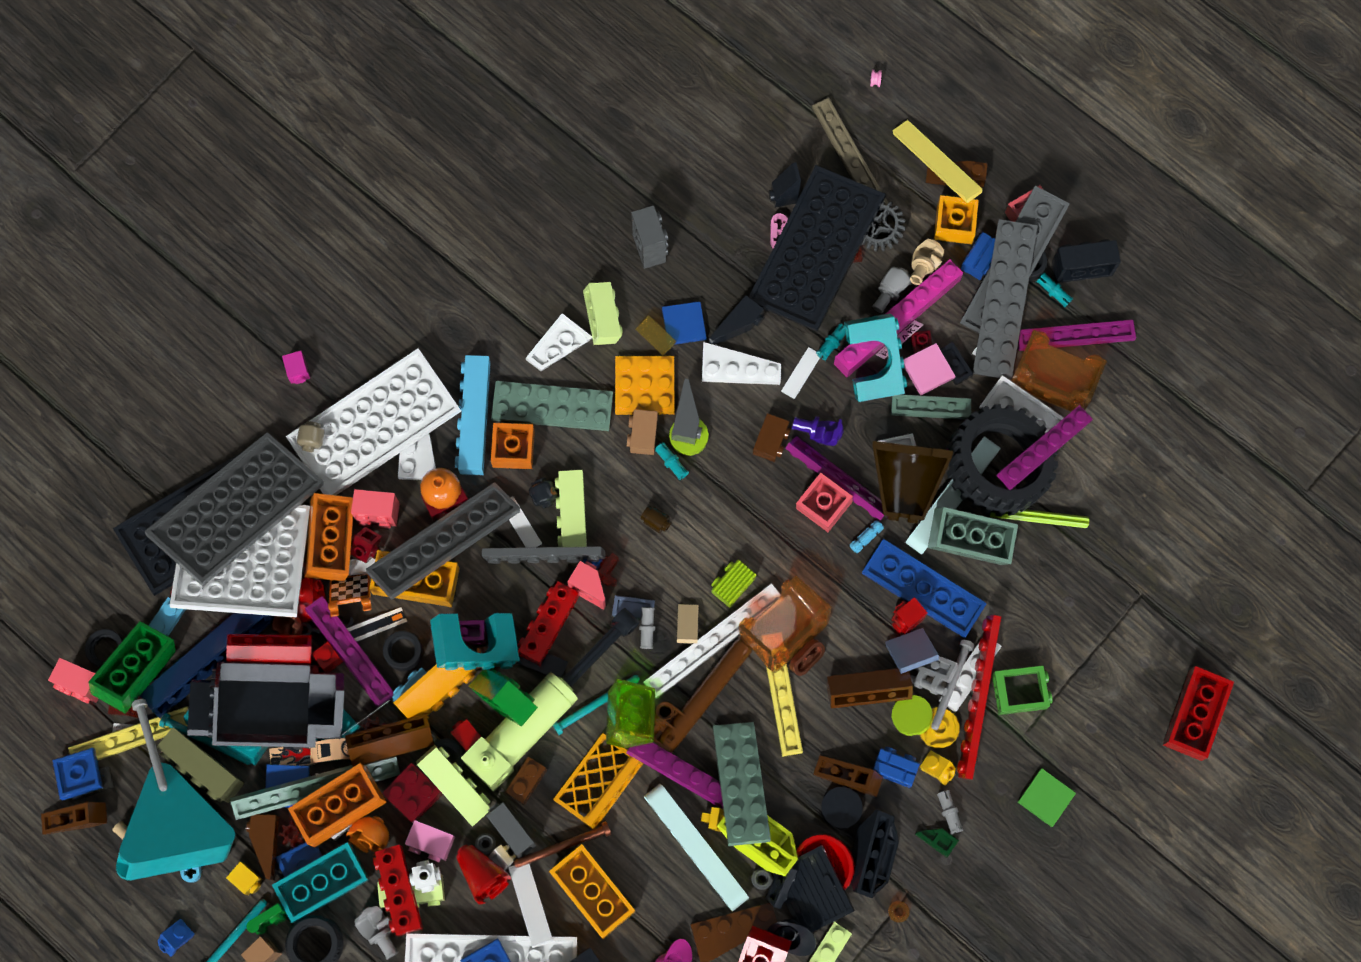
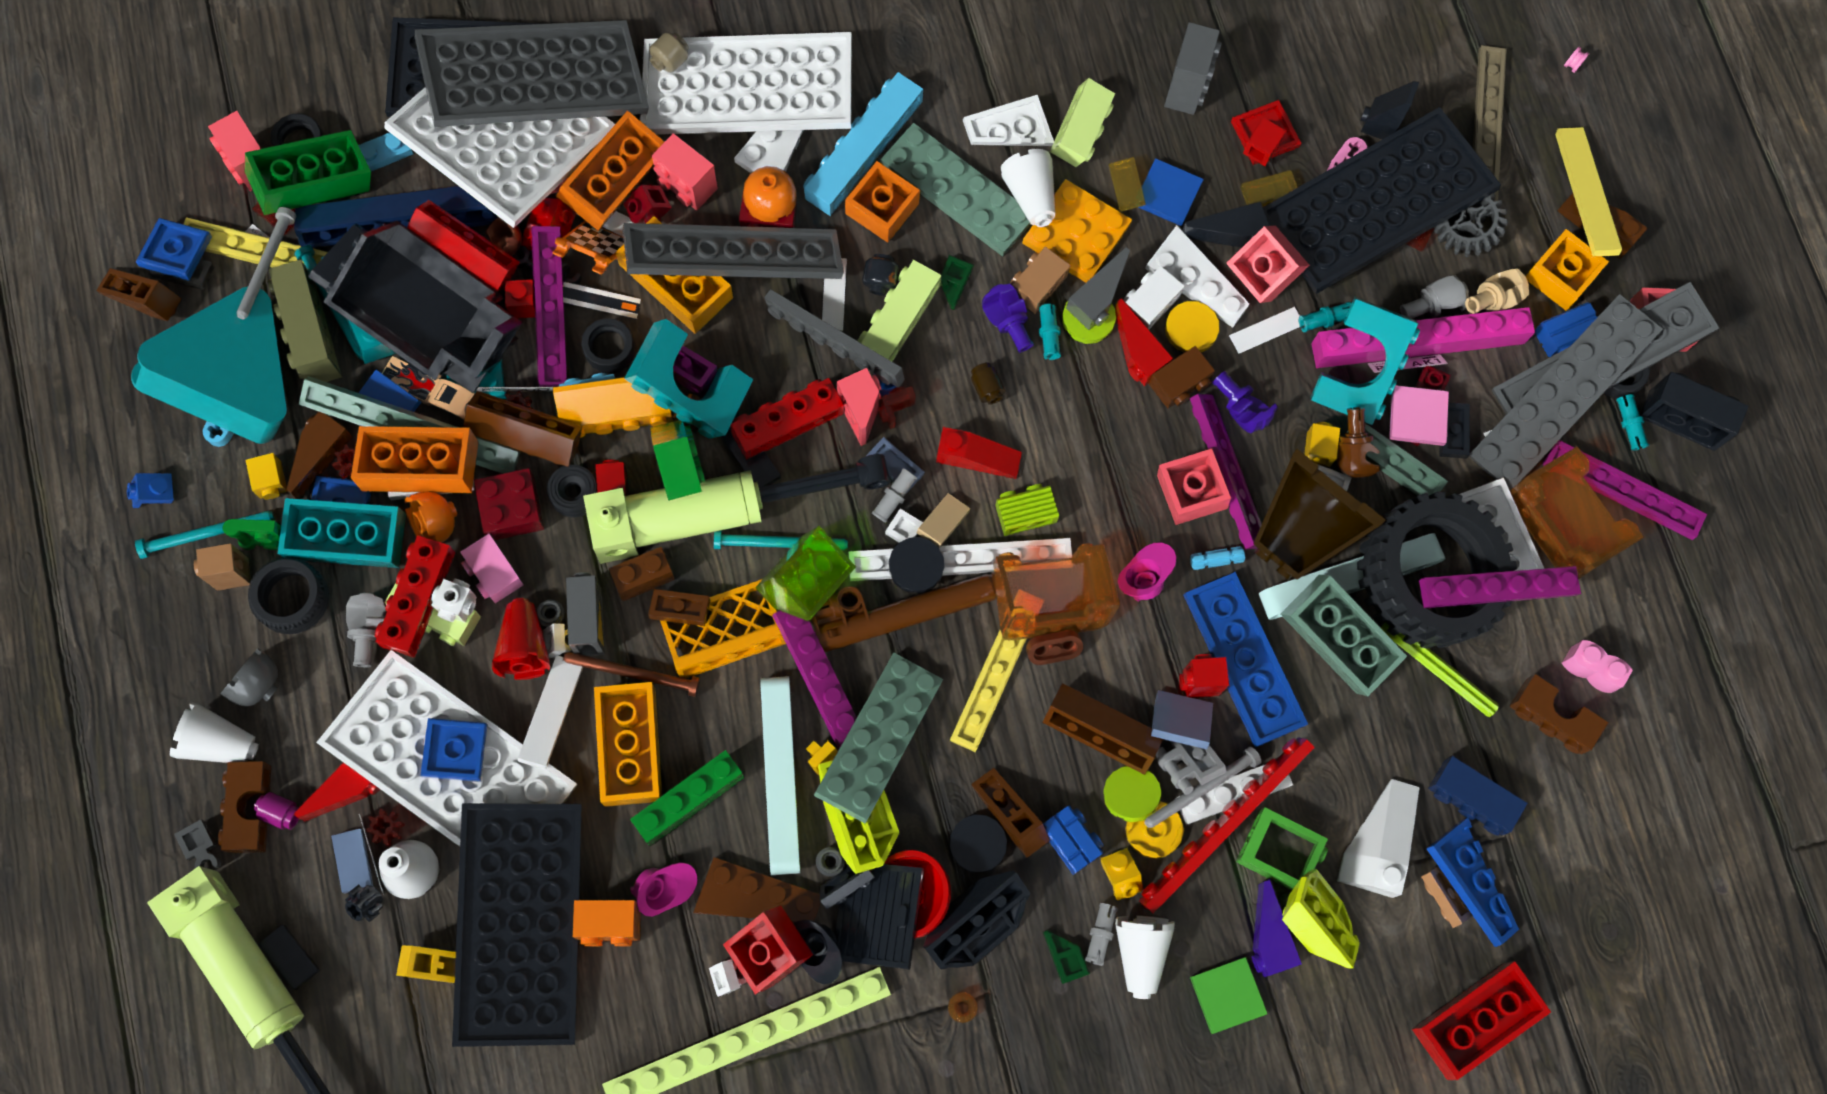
camera: 30 degrees right, 0 degrees up
(453, 785) = (557, 522): yellowish green brick -> none
(564, 786) = (679, 607): none -> reddish brown plate
(589, 464) = (954, 279): none -> dark green tile
(600, 376) = (1032, 184): none -> white cone
(639, 467) = (1008, 314): none -> dark purple piece
(650, 899) = (687, 798): none -> green brick
(667, 644) = (903, 526): none -> white plate
(679, 567) = (977, 453): none -> red slope
(690, 662) = (916, 565): none -> black tile
(717, 245) = (1246, 124): none -> red tile
(720, 399) = (1154, 296): none -> white brick
(722, 254) = (1264, 141): none -> red brick
(734, 435) = (1141, 349): none -> red slope
(744, 282) = (1268, 188): none -> clear yellow tile
(755, 401) = (1191, 326): none -> yellow tile
(777, 332) = (1267, 264): none -> coral brick
(831, 573) = (1147, 571): none -> dark pink piece
(882, 424) = (1322, 443): none -> yellow brick
(903, 414) = (1355, 445): none -> reddish brown piece
(982, 805) = (1143, 952): none -> white cone
(1049, 746) = (1272, 940): none -> dark purple slope
(1071, 717) = (1321, 920): none -> neon yellow wedge
(1076, 649) = (1382, 847): none -> white wedge
(1108, 501) = (1535, 704): none -> reddish brown arch
(1111, 581) = (1477, 796): none -> dark blue brick
(1132, 629) = (1464, 868): none -> blue wing
(1132, 652) = (1450, 903): none -> medium nougat plate
(1133, 456) = (1601, 670): none -> bright pink brick

